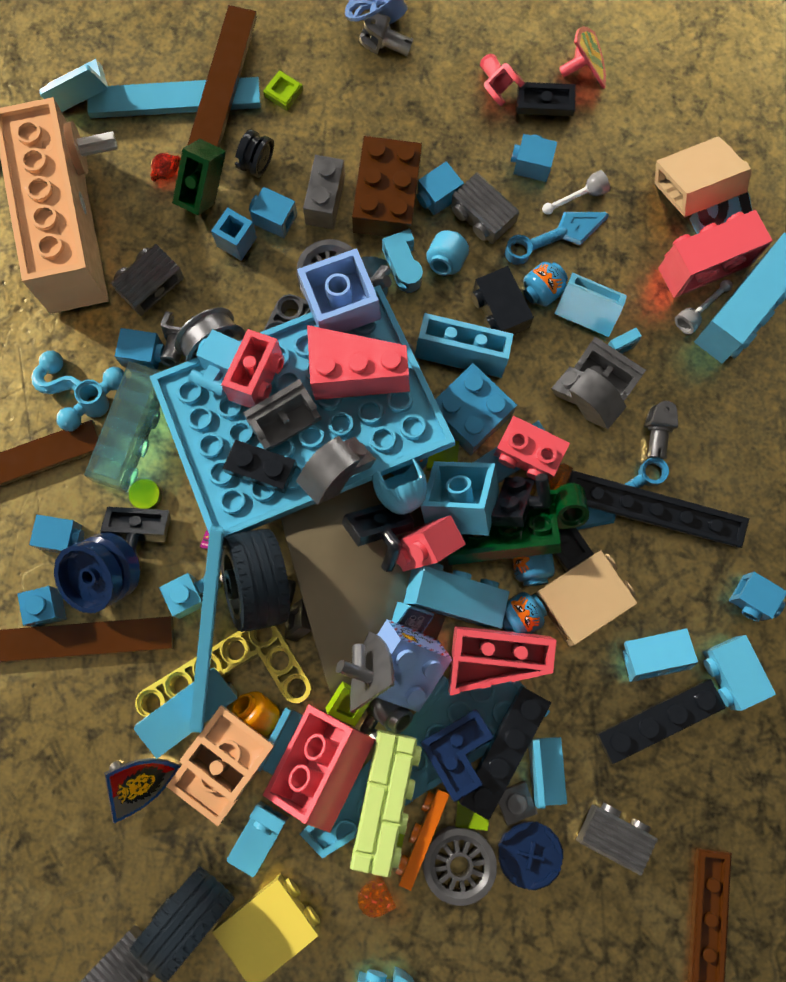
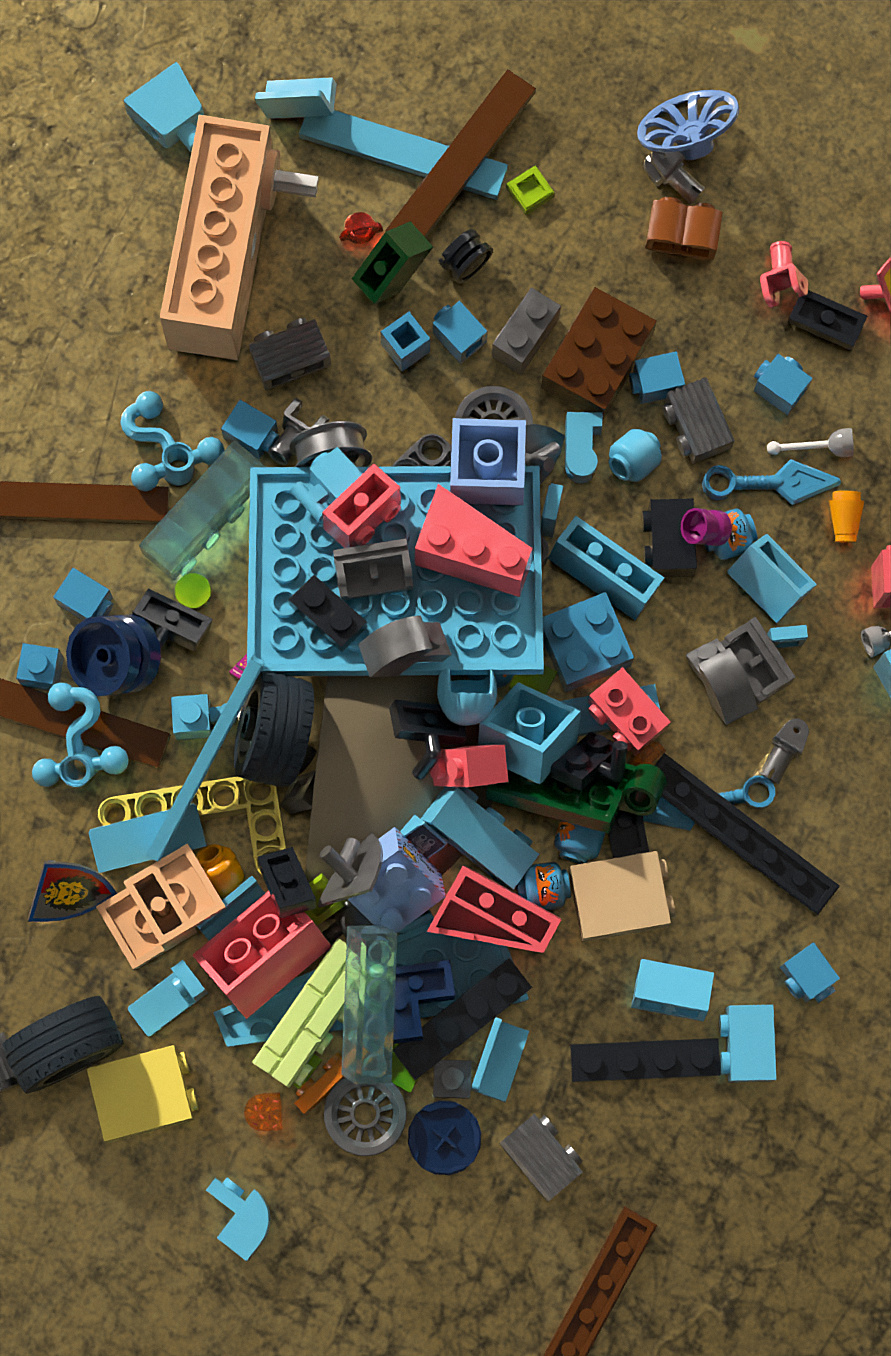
camera: 25 degrees right, 0 degrees up
(130, 659) = (112, 760): none -> medium azure piece
(317, 703) = (286, 882): none -> black plate
(403, 313) = (551, 510): none -> medium azure tile
(411, 73) = (683, 228): none -> dark orange brick
(429, 779) = (369, 1004): none -> clear light blue brick
(529, 281) = (706, 527): none -> magenta wheel
(624, 234) = (846, 515): none -> light orange cone

